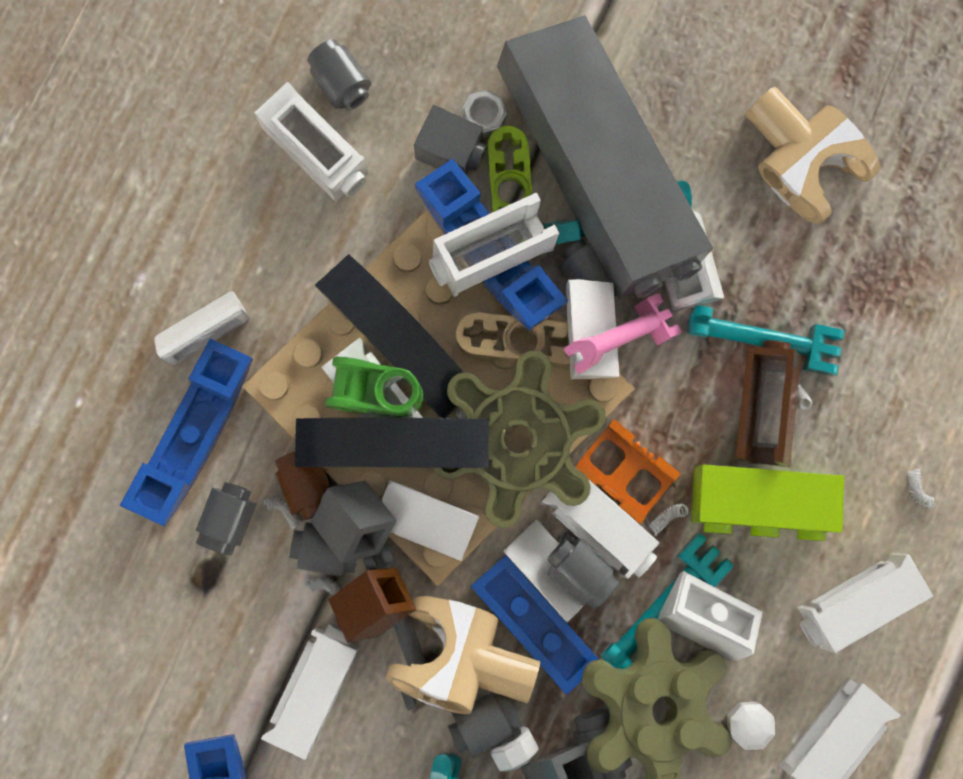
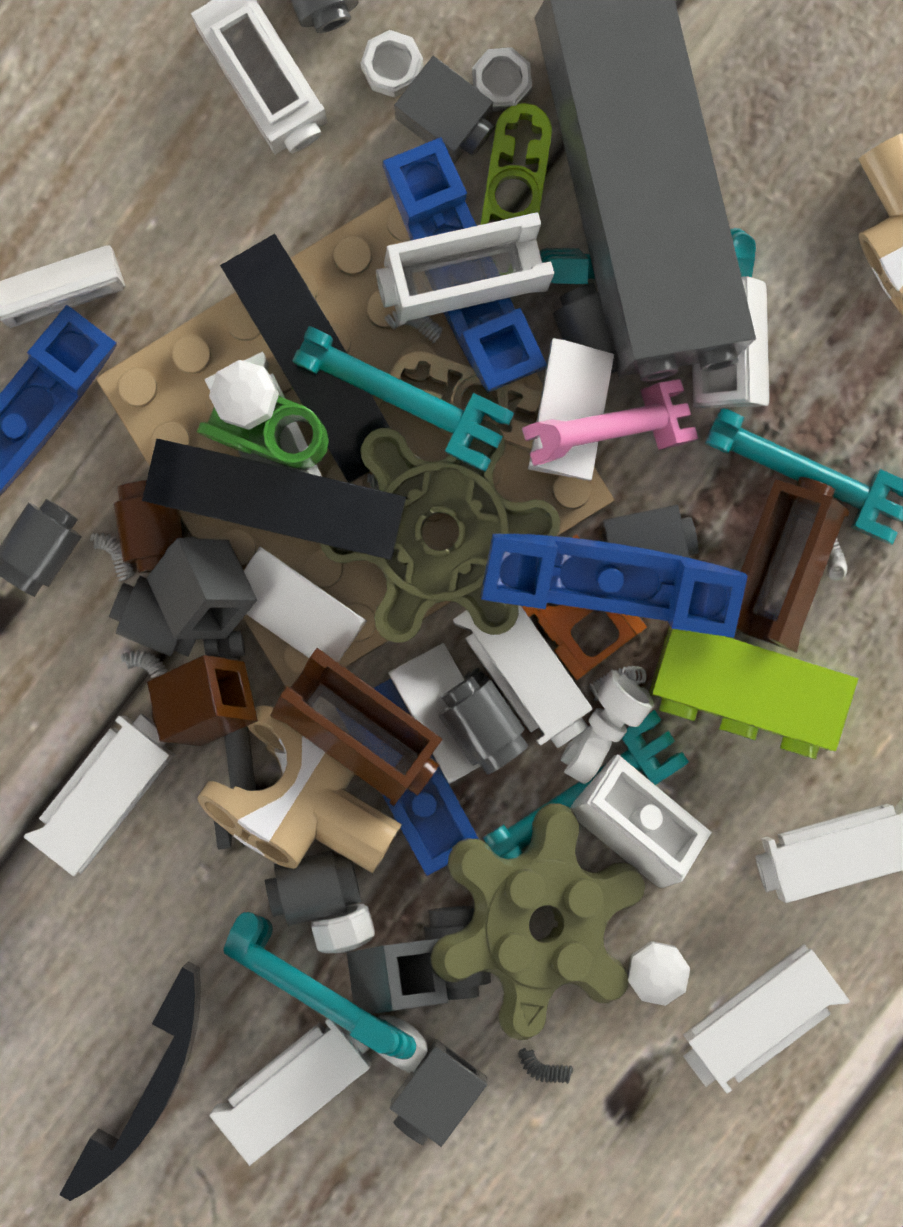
camera: 25 degrees right, 5 degrees up
(354, 369) = (244, 394): none -> white tile
(401, 330) = (318, 354): none -> teal hinge
(403, 119) = (391, 63): none -> white tile
(464, 294) = (427, 320): none -> white leg
(494, 597) = (359, 727): none -> reddish brown window
(654, 444) = (613, 579): none -> blue slope
(667, 414) = (653, 530): none -> dark grey brick
(679, 534) = (623, 704): none -> white piece

